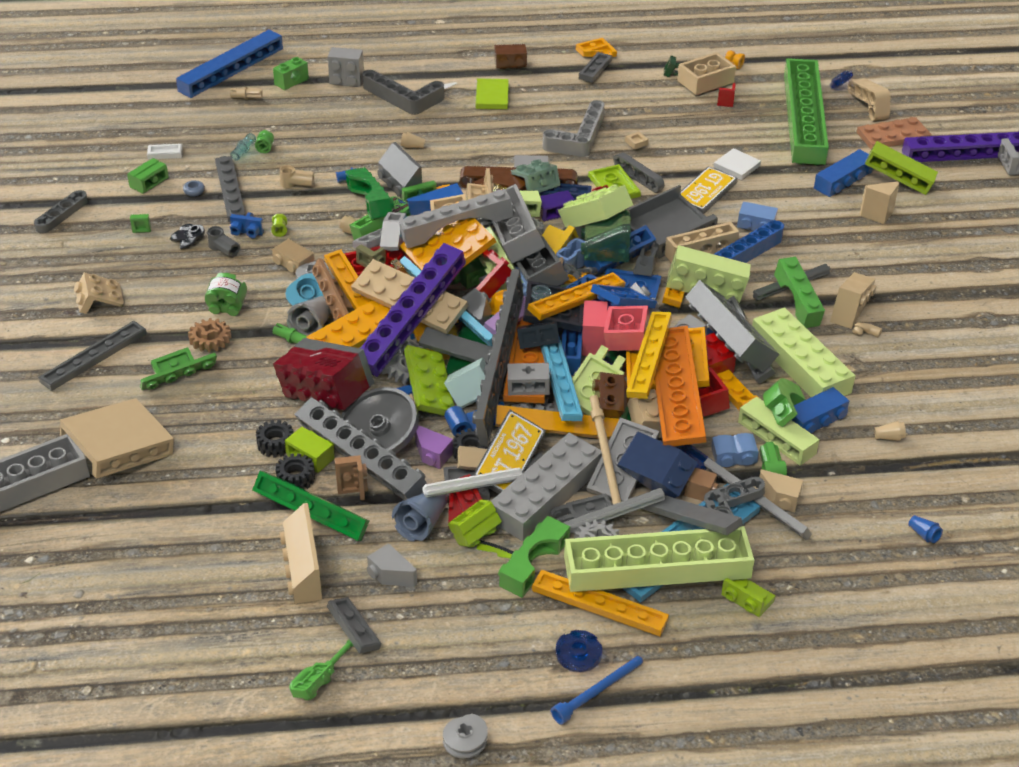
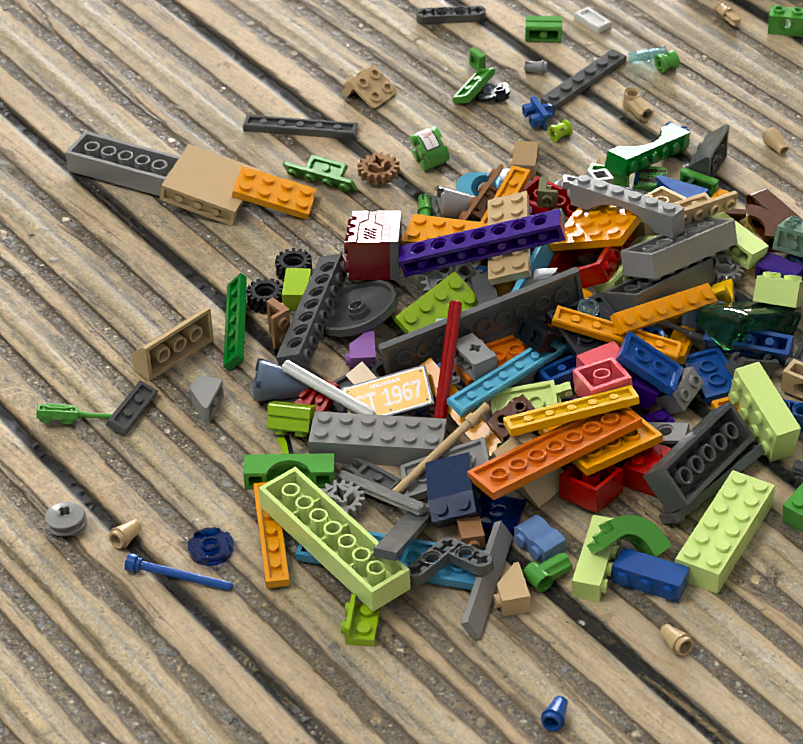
camera: 60 degrees right, 0 degrees up
(168, 240) = (473, 85): none -> bright green tile
(172, 405) = (274, 192): none -> light orange plate
(189, 199) = (536, 66): none -> light grey pin
(193, 188) = (559, 61): sand blue piece -> none
(219, 241) = (501, 112): dark grey piece -> none
(520, 704) = (124, 534): none -> tan cone
(524, 393) = (448, 358): none -> red axle
(575, 261) = (663, 309): none -> light orange plate
(738, 393) = (635, 502): light orange plate -> none

